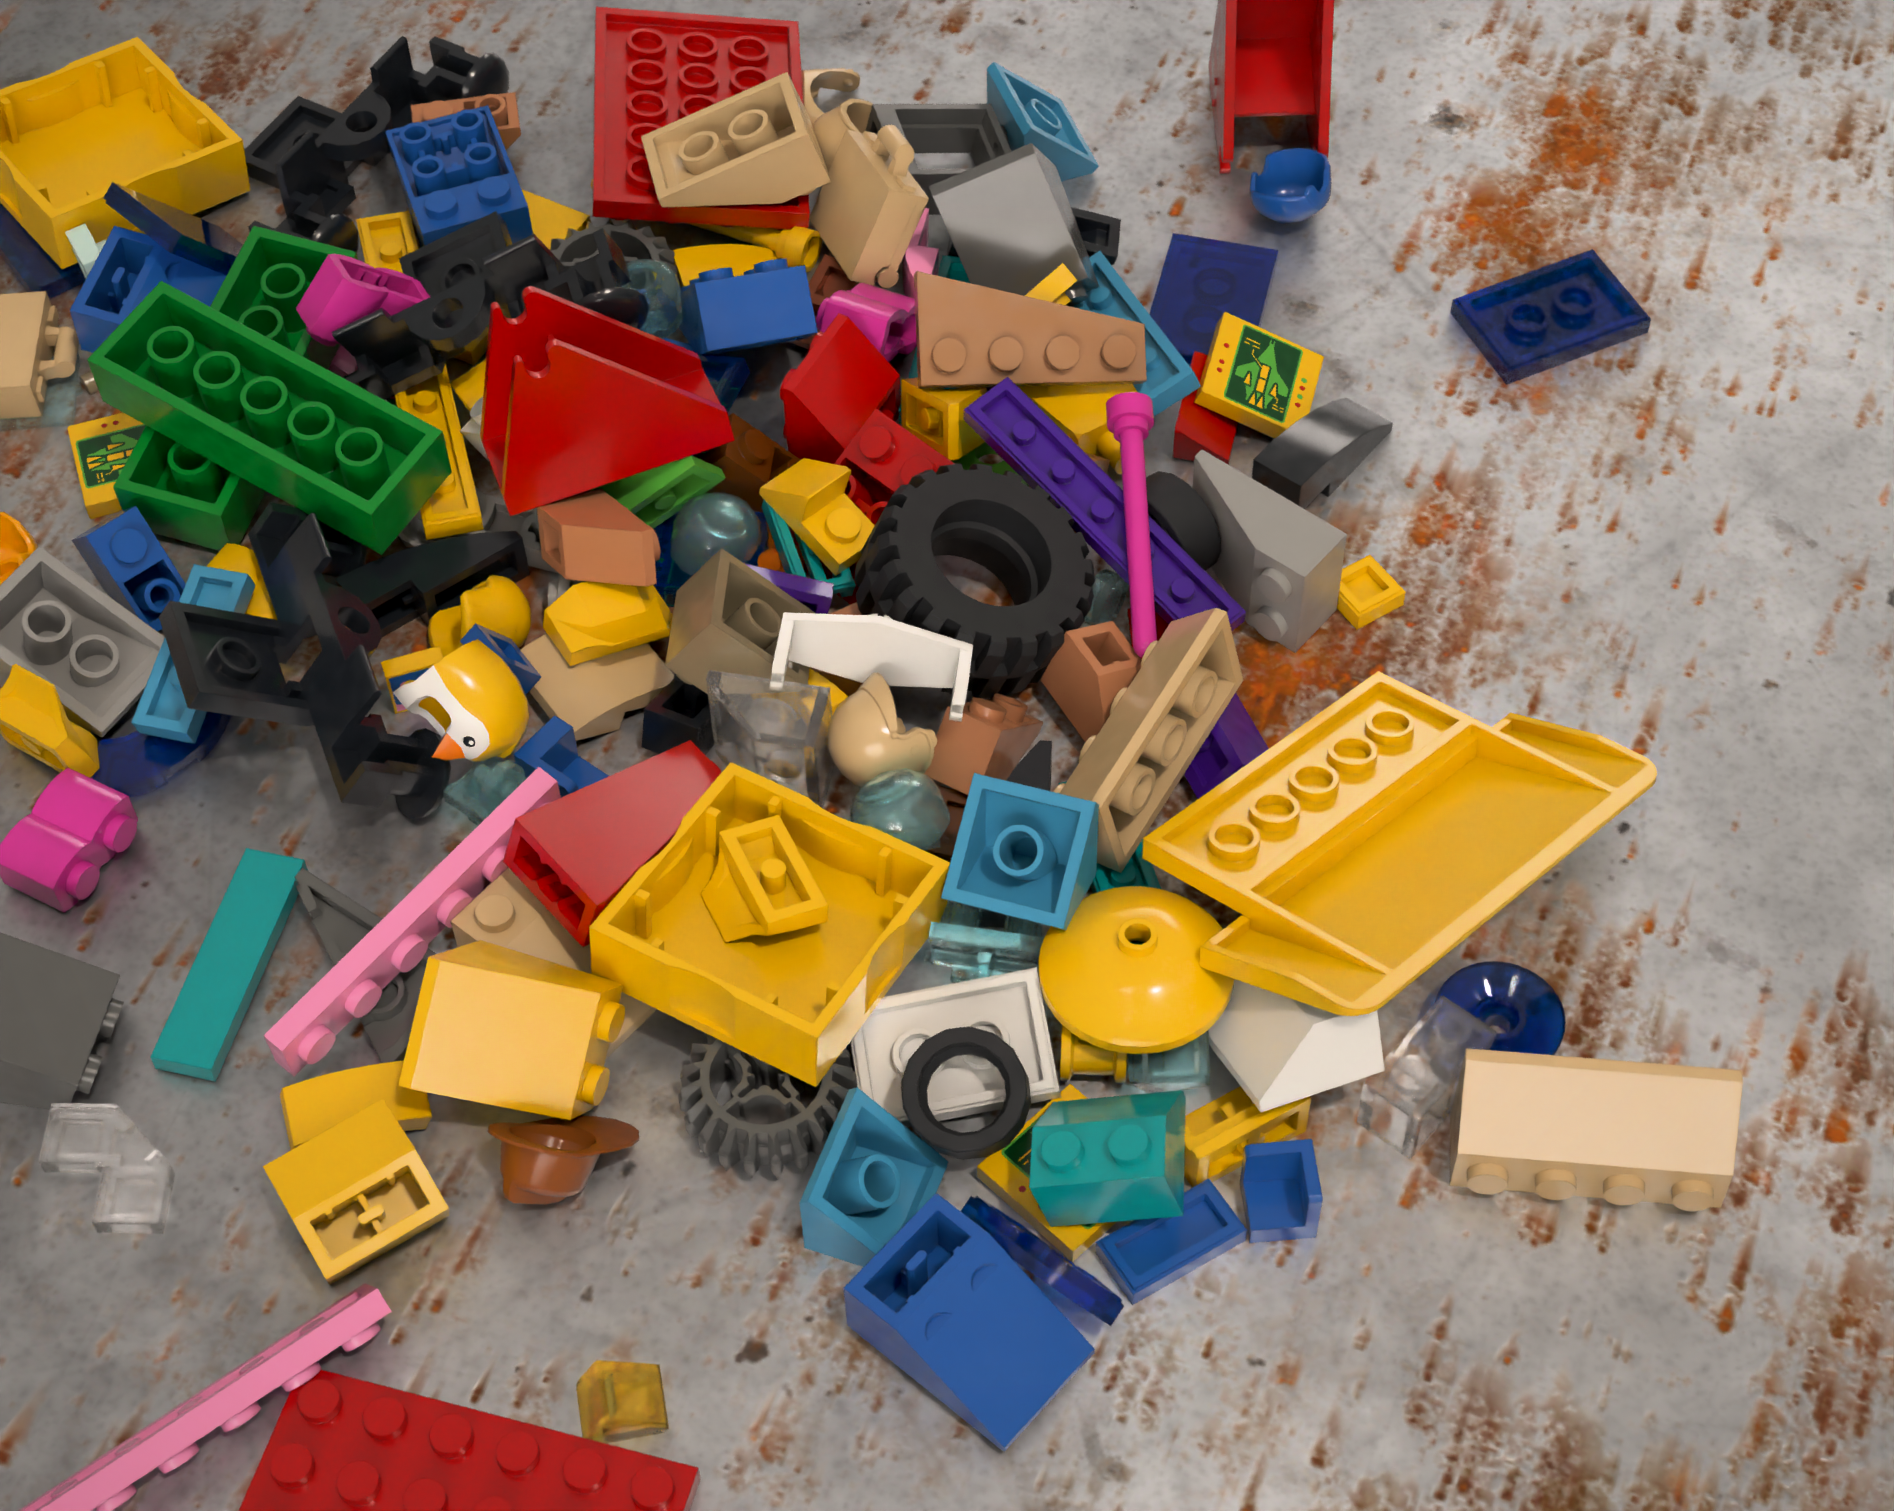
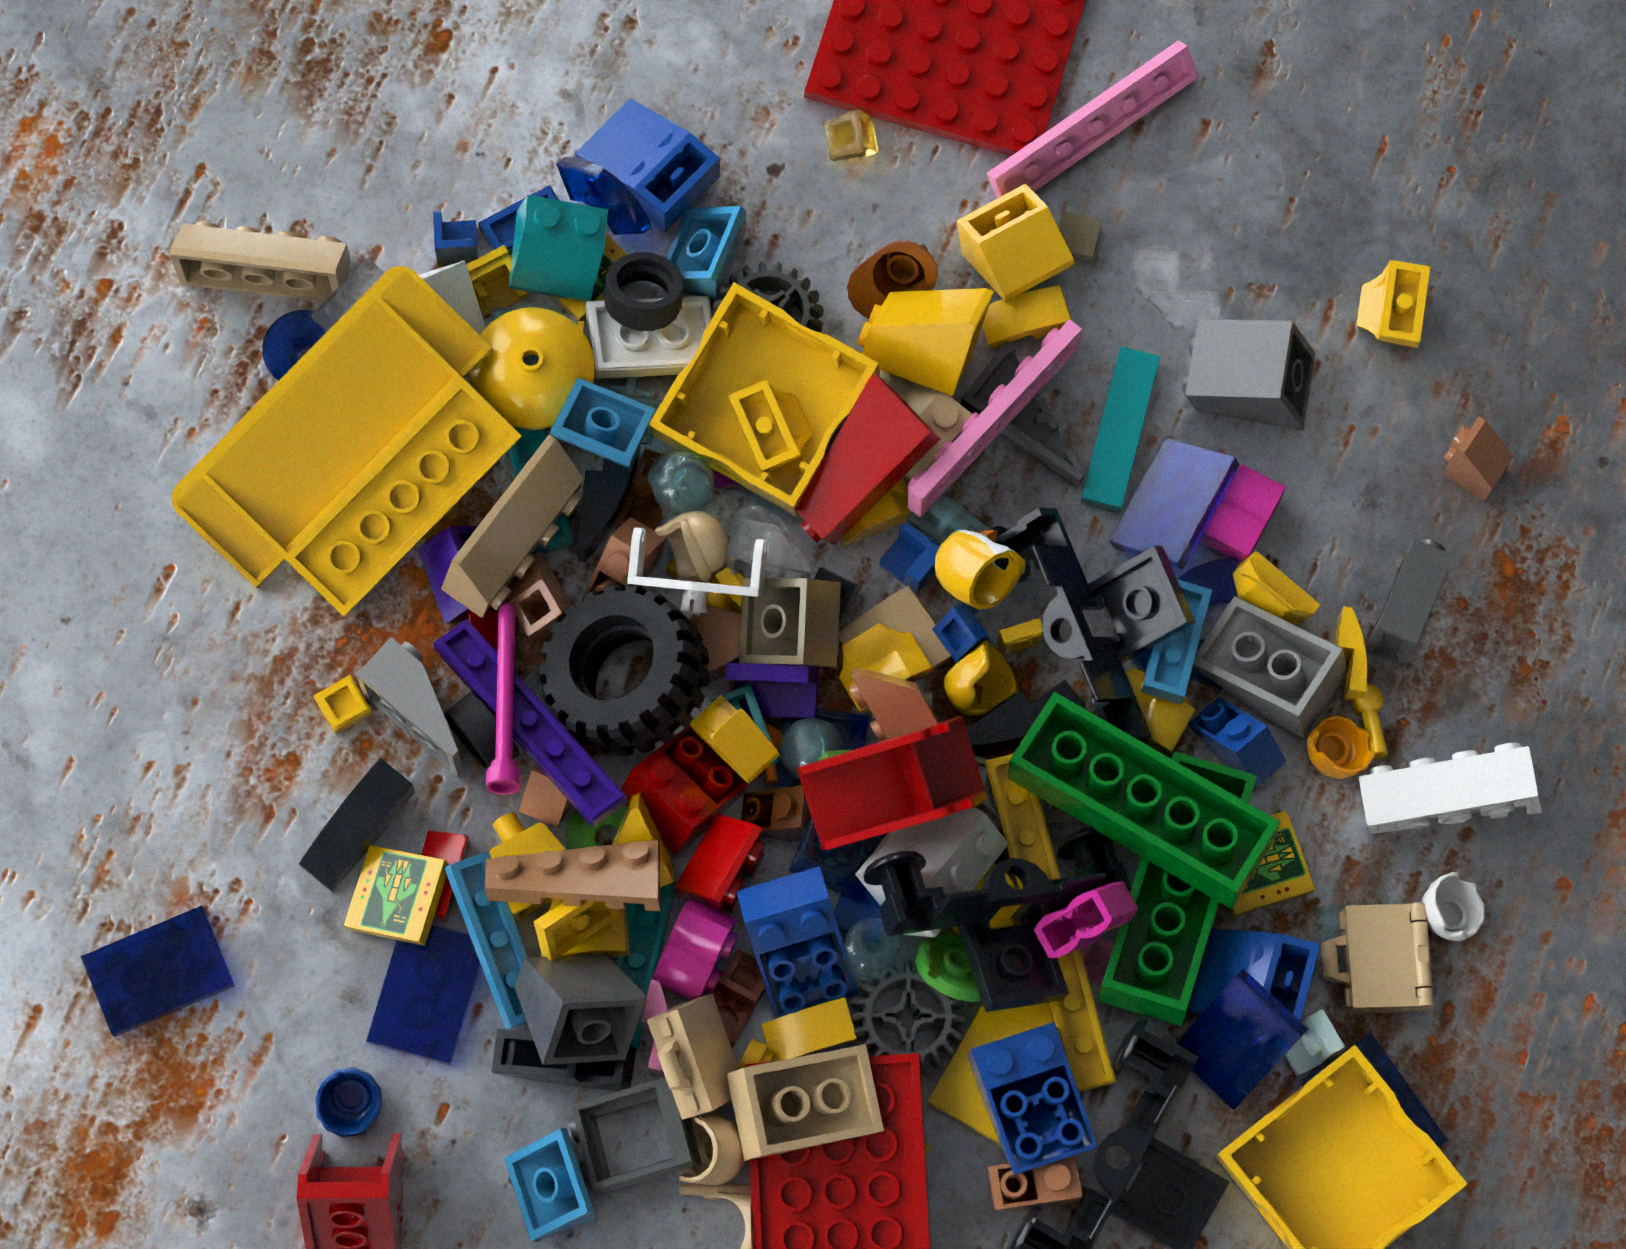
camera: 175 degrees right, 20 degrees up
(164, 843) = (1175, 501): none -> clear blue tile
(254, 1246) = (1080, 234): none -> dark tan tile

